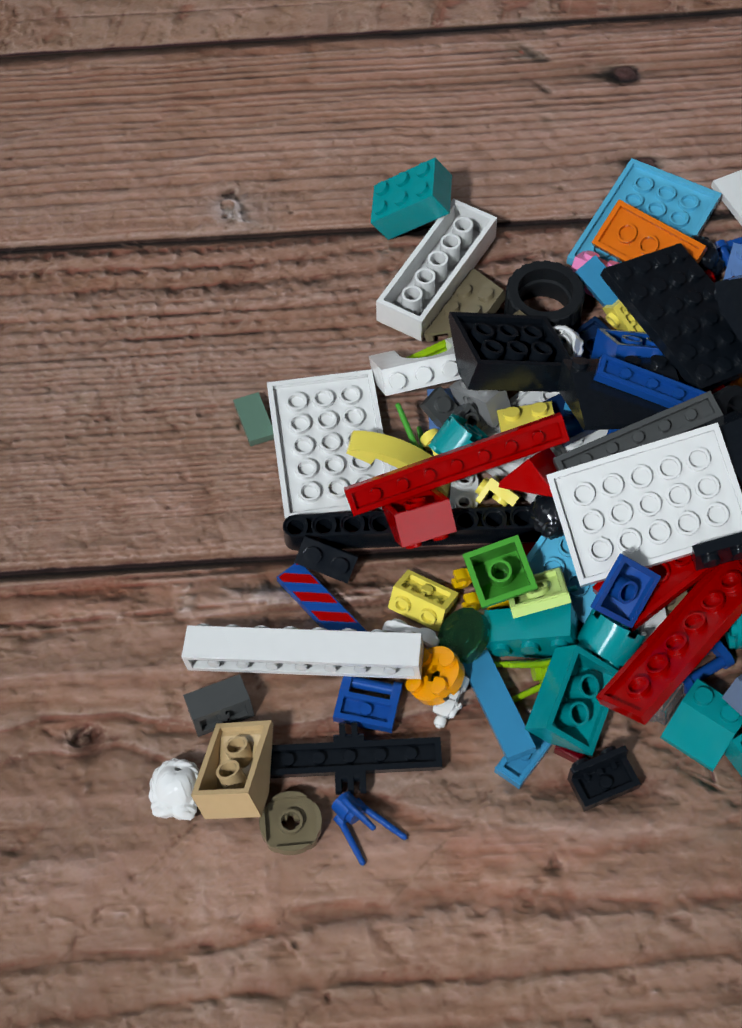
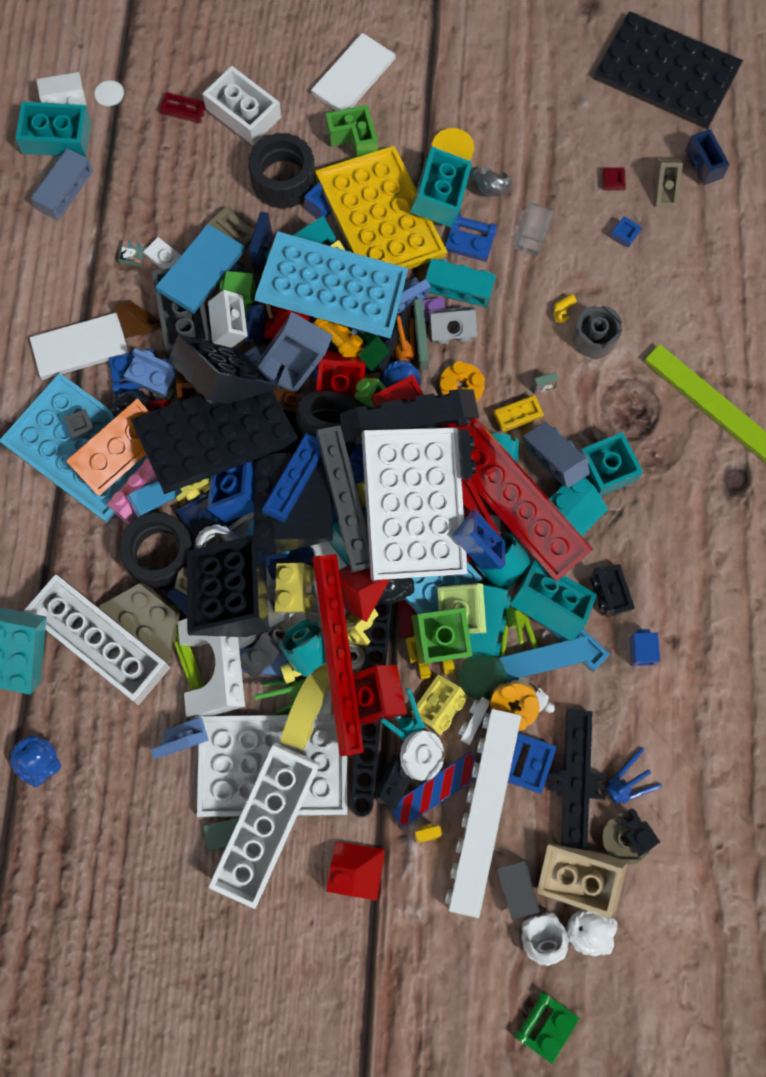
camera: 85 degrees left, 15 degrees up
(63, 761) = (552, 1033): none -> green plate
(164, 735) = (545, 939): none -> white hair
(223, 535) = (355, 870): none -> red slope
(264, 433) = (264, 825): none -> white brick
(270, 593) = (427, 833): none -> yellow plate
(294, 832) = (641, 835): none -> black plate
(307, 242) = (34, 760): none -> blue hair
(343, 354) = (181, 738): none -> medium blue bracket
(360, 582) = (422, 755): none -> white tile
(391, 568) = (407, 724): none -> teal plant
(534, 824) = (644, 648): none -> blue brick
(667, 213) = (79, 424): none -> dark grey plate

